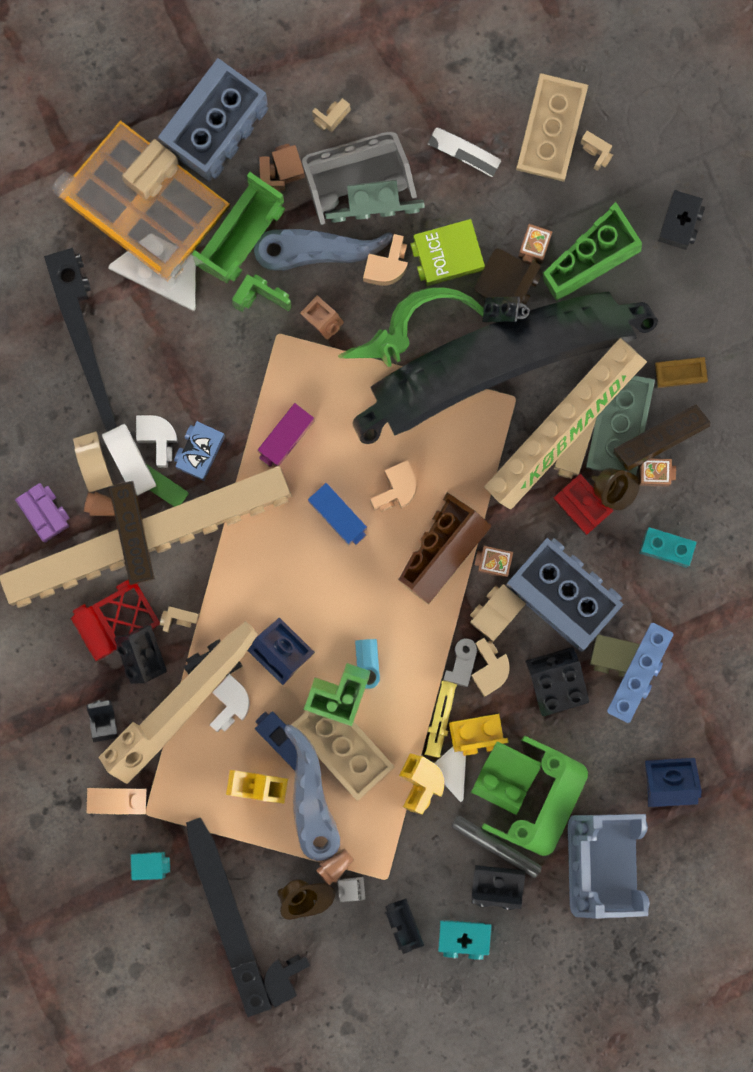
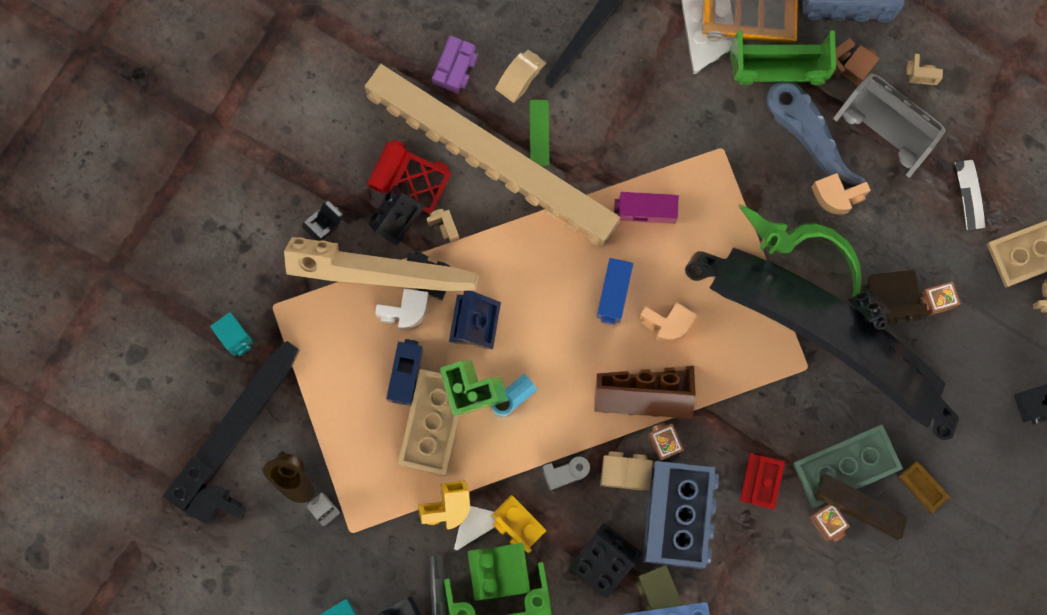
camera: 50 degrees right, 5 degrees down
(98, 505) = (491, 105): nougat cone -> none
(116, 801) = (267, 275): light nougat brick -> none
(129, 458) = (541, 101): white beam -> none
(131, 532) = (486, 139): dark brown tile -> none
(159, 431) = (579, 108): white brick -> none
(199, 450) = (588, 150): medium blue brick -> none
(246, 296) = (742, 99): bright green bracket -> none
(257, 786) = (353, 375): yellow brick -> none
(309, 803) = (366, 430): sand blue animal -> none
(322, 317) = (760, 174): nougat bracket -> none
(334, 867) = (332, 483): nougat cone -> none
(374, 198) = (882, 147): sand green bracket -> none
(401, 917) = (328, 564): black hinge -> none
(434, 749) = (482, 498): light yellow pin -> none
(447, 252) = (882, 235): lime brick -> none
(496, 671) = (577, 504): tan brick -> none
(565, 424) = (817, 419): tan brick -> none
(571, 460) = (805, 440): tan brick -> none
(594, 253) = (966, 349): bright green wedge -> none
(616, 488) = (794, 498): dark brown piece -> none
(667, 547) = (776, 574): teal brick -> none

